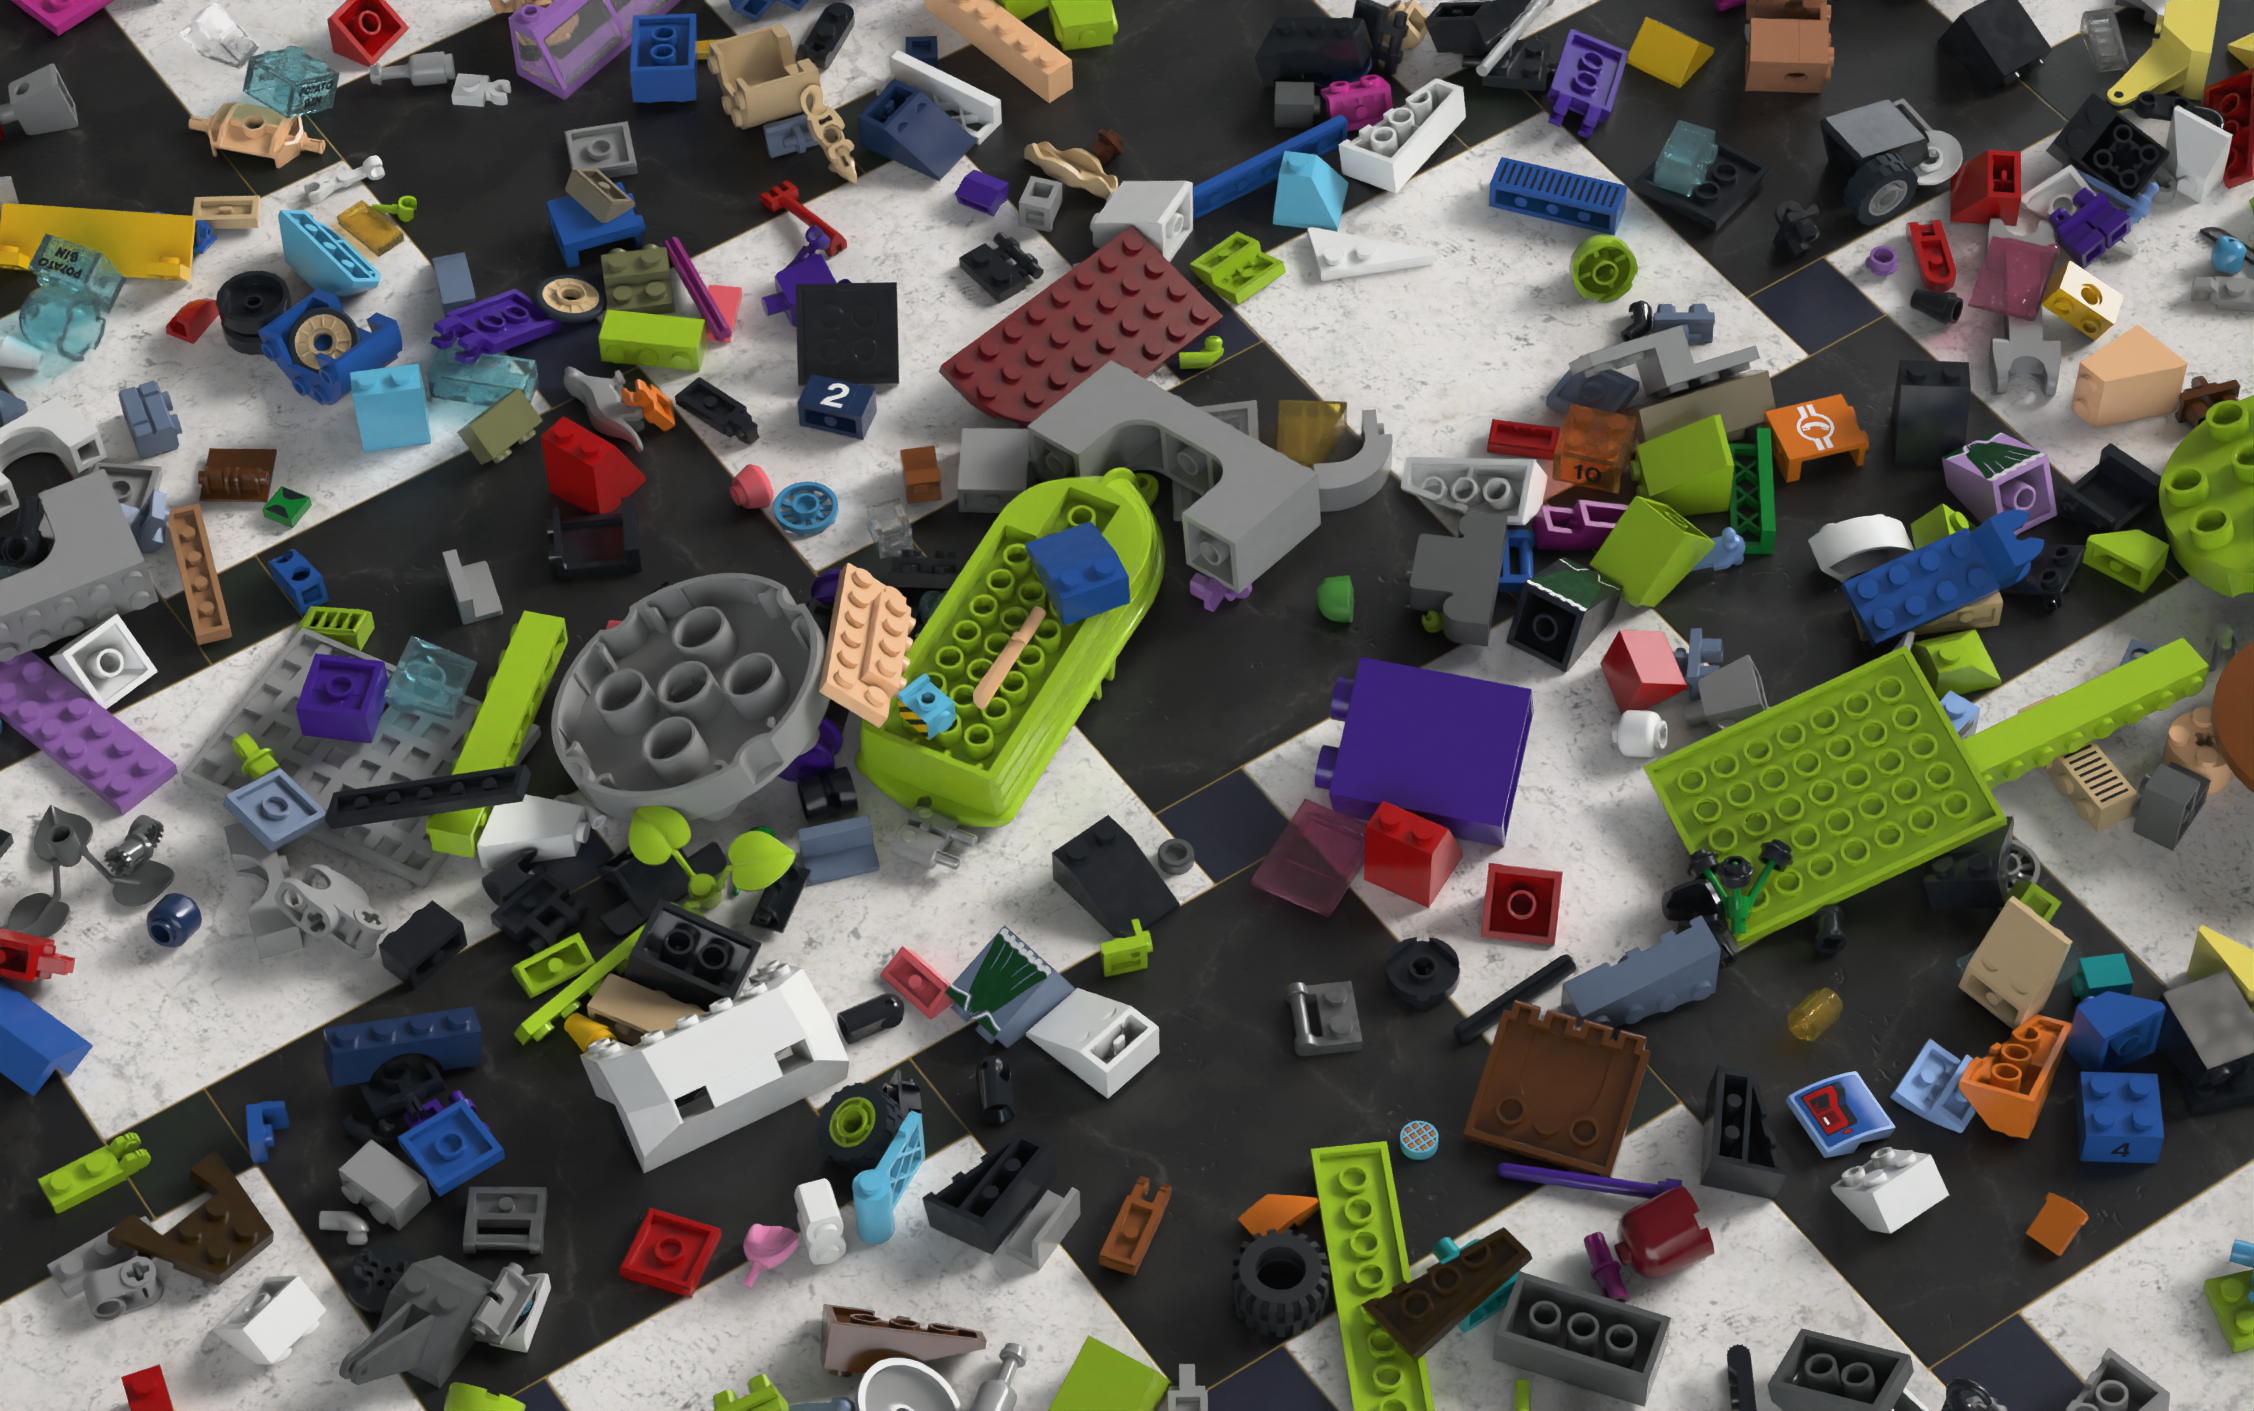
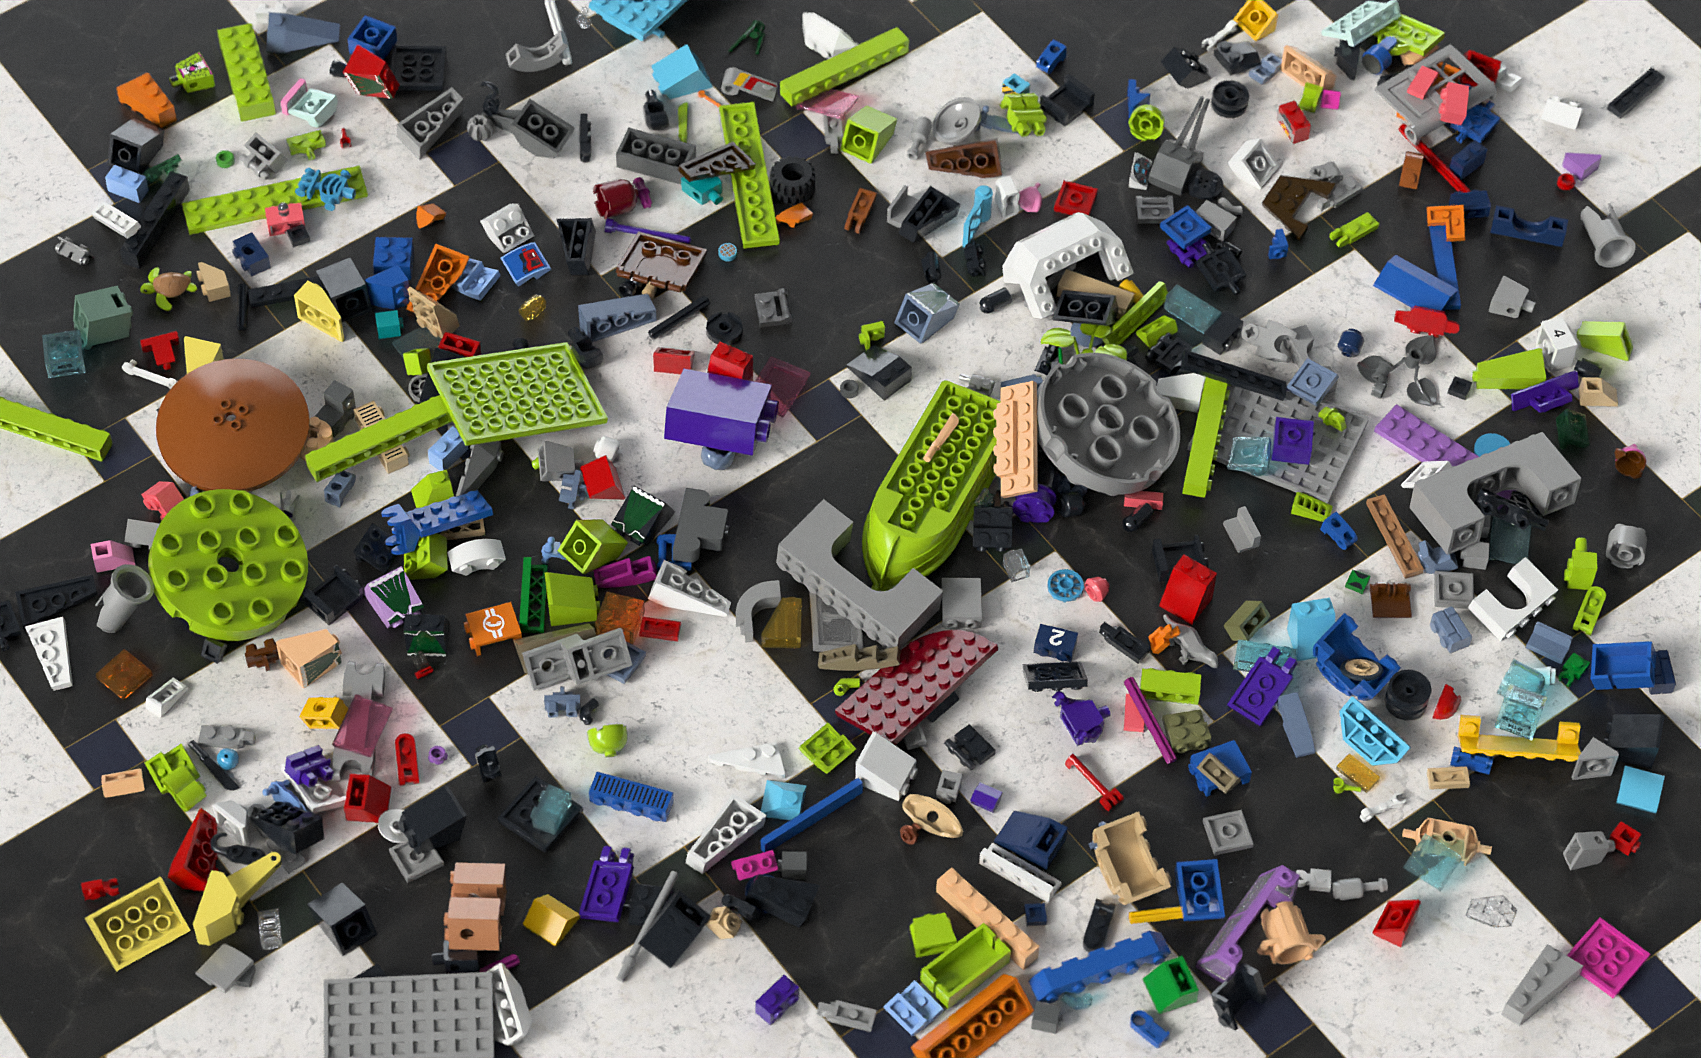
camera: 175 degrees right, 5 degrees up
(359, 1049) = (1237, 263): dark blue arch -> none
(473, 983) = (1191, 309): none -> clear light blue brick
(496, 1319) = (1145, 162): light grey hinge -> none
(551, 298) = (1228, 730): wheel -> none
(826, 129) = (1084, 821): tan animal -> none
(858, 1126) = (993, 241): black wheel -> none
(918, 982) = (972, 324): coral slope -> none
(920, 474) = (1001, 593): dark orange brick -> none
(926, 707) = (981, 406): medium azure brick -> none
(1080, 572) = (907, 476): blue slope -> none
(1098, 1039) = (881, 287): white slope -> none
(1191, 382) = (859, 659): none -> dark tan slope
(1336, 598) = (767, 527): bright green piece -> none
(1736, 873) = (567, 337): black plant -> none
(1880, 189) = (431, 782): black wheel -> none
(1938, 305) = (409, 722): black cone -> none
(1949, 913) = (460, 345): none -> red brick
(2127, 557) = (326, 555): lime slope -> none

